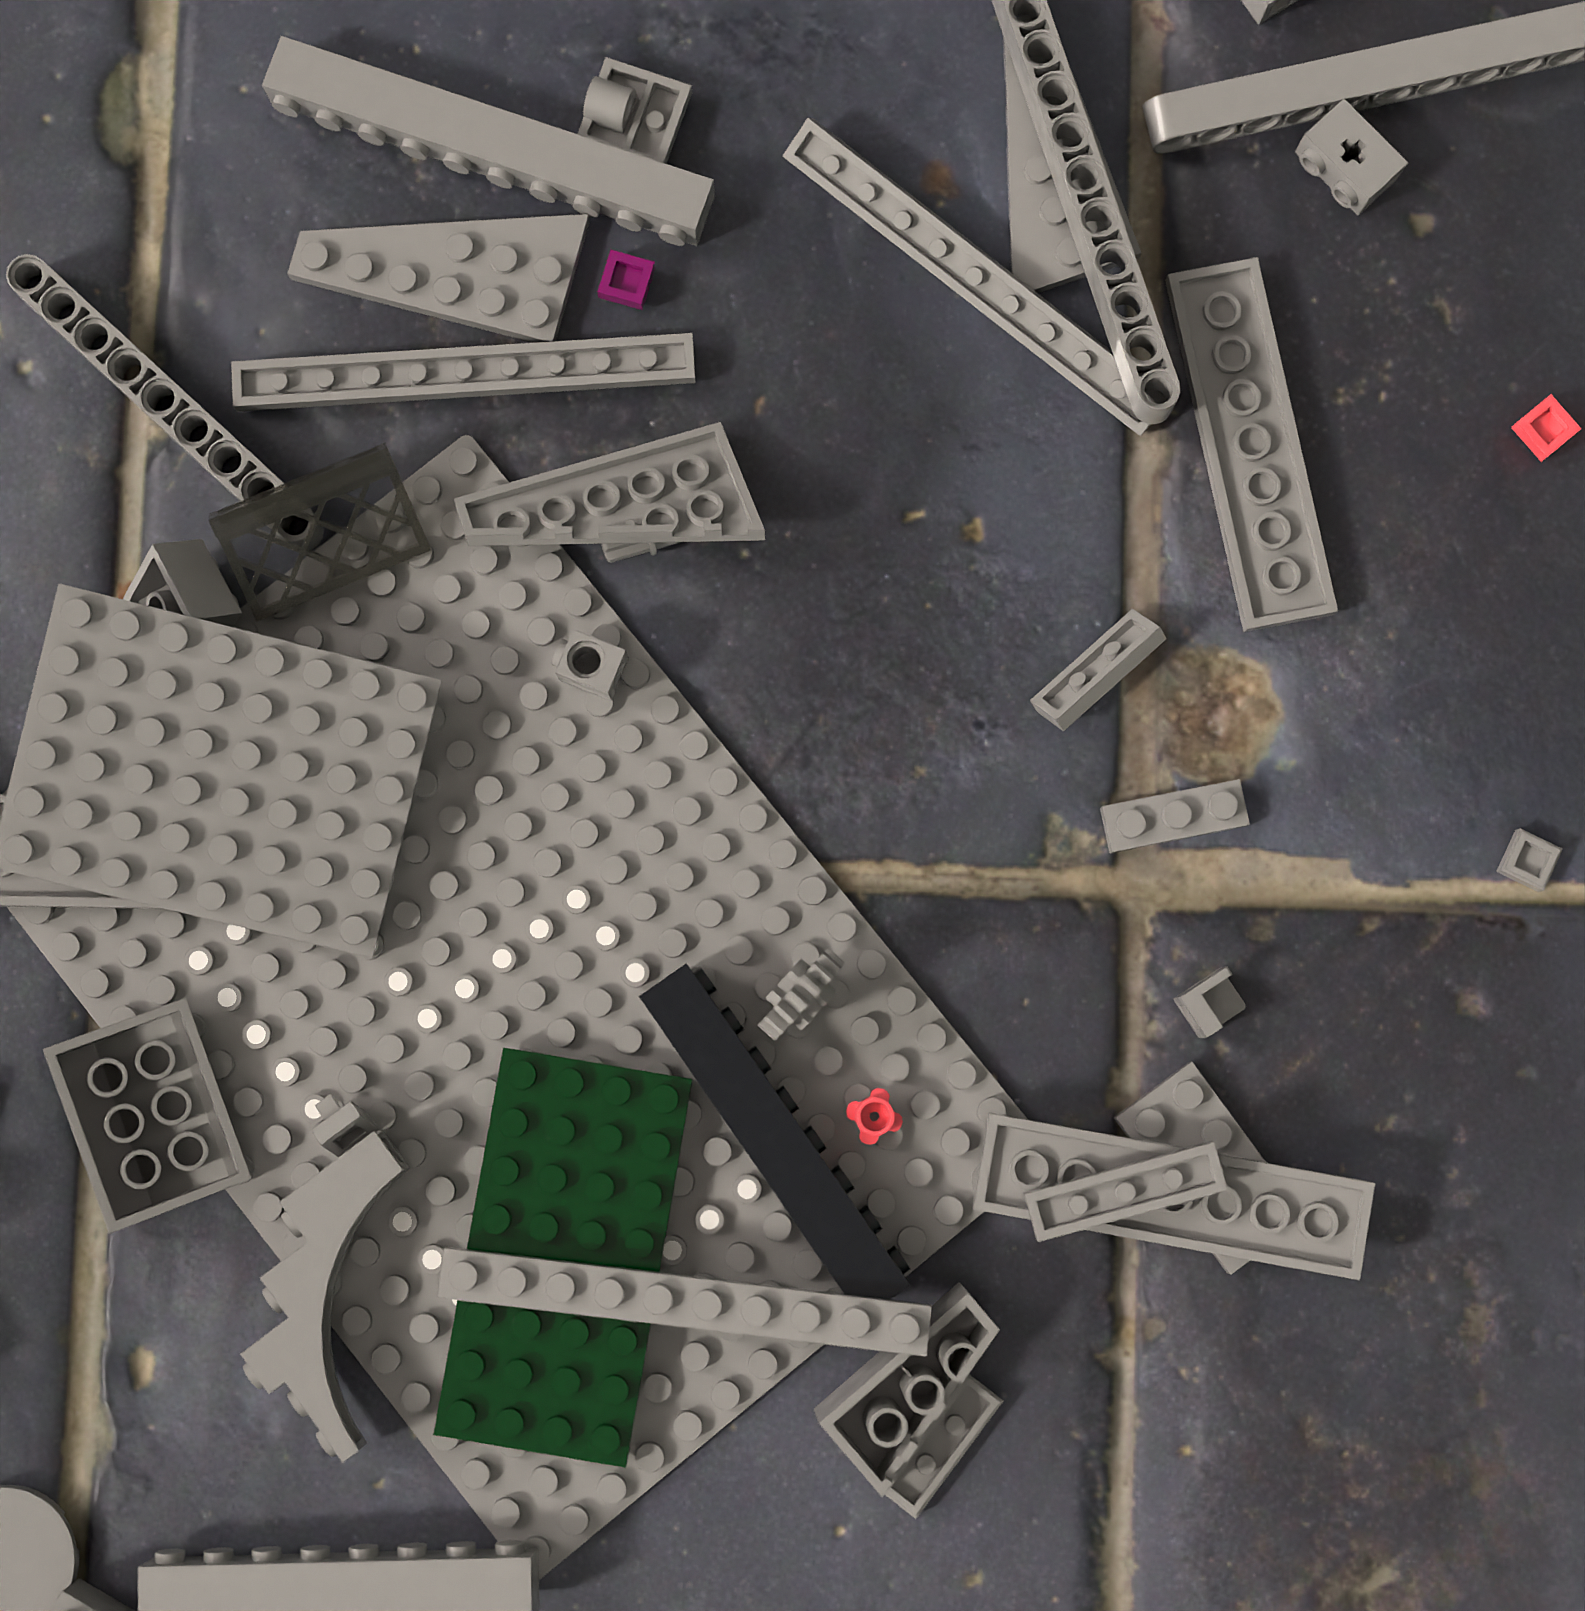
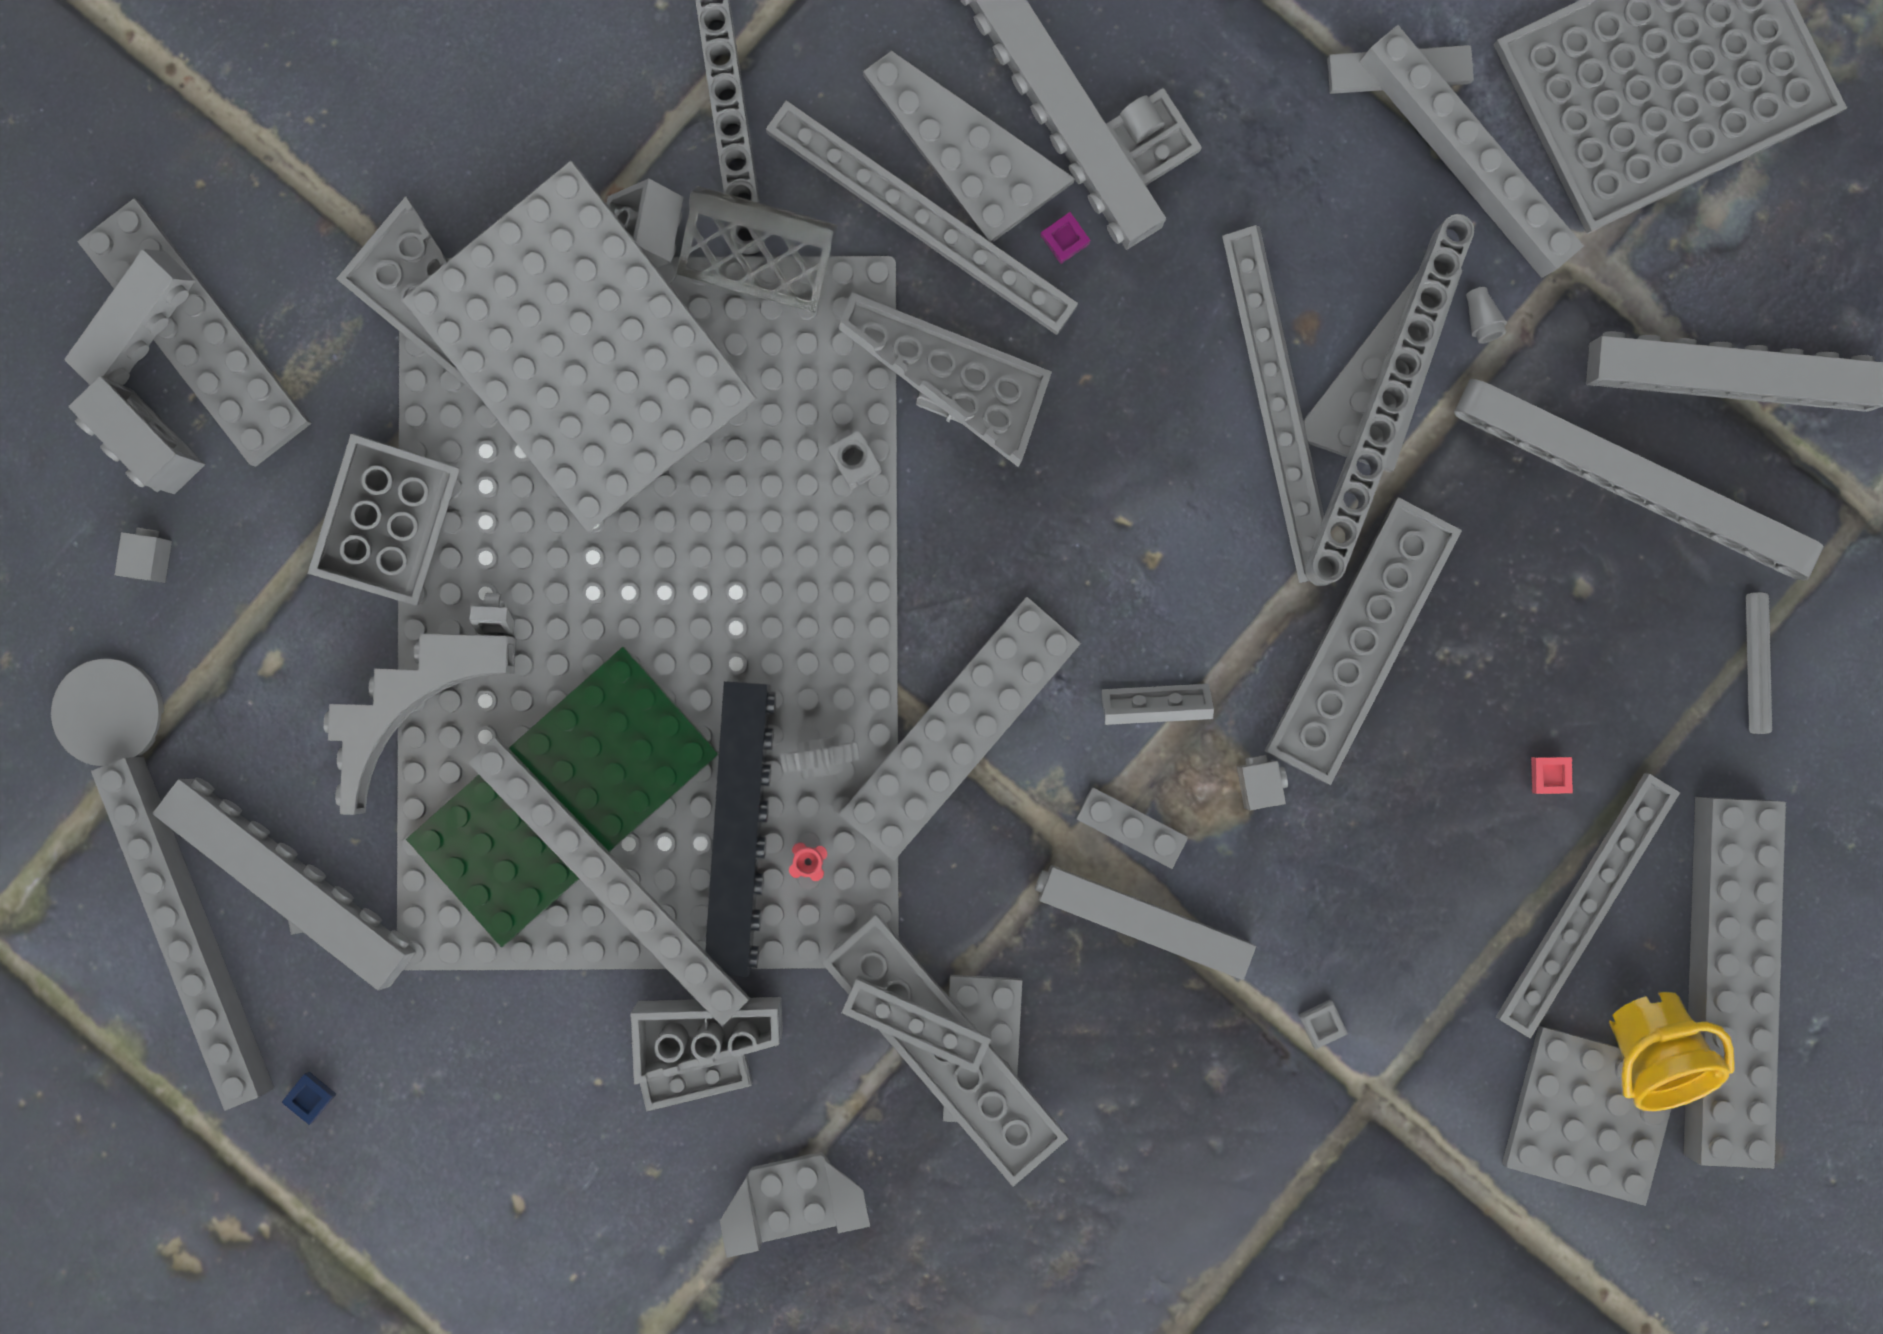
camera: 40 degrees right, 5 degrees up
(918, 856) = (959, 729): none -> light grey plate
(1107, 34) = (1485, 317): none -> light grey cone
(1143, 1487) = (789, 1201): none -> light grey piece
(1210, 1003) = (1061, 954): light grey panel -> none
(1266, 899) = (1145, 921): none -> light grey brick
(1268, 664) = (1262, 783): none -> light grey brick
(1343, 136) = (1577, 496): light grey brick -> none

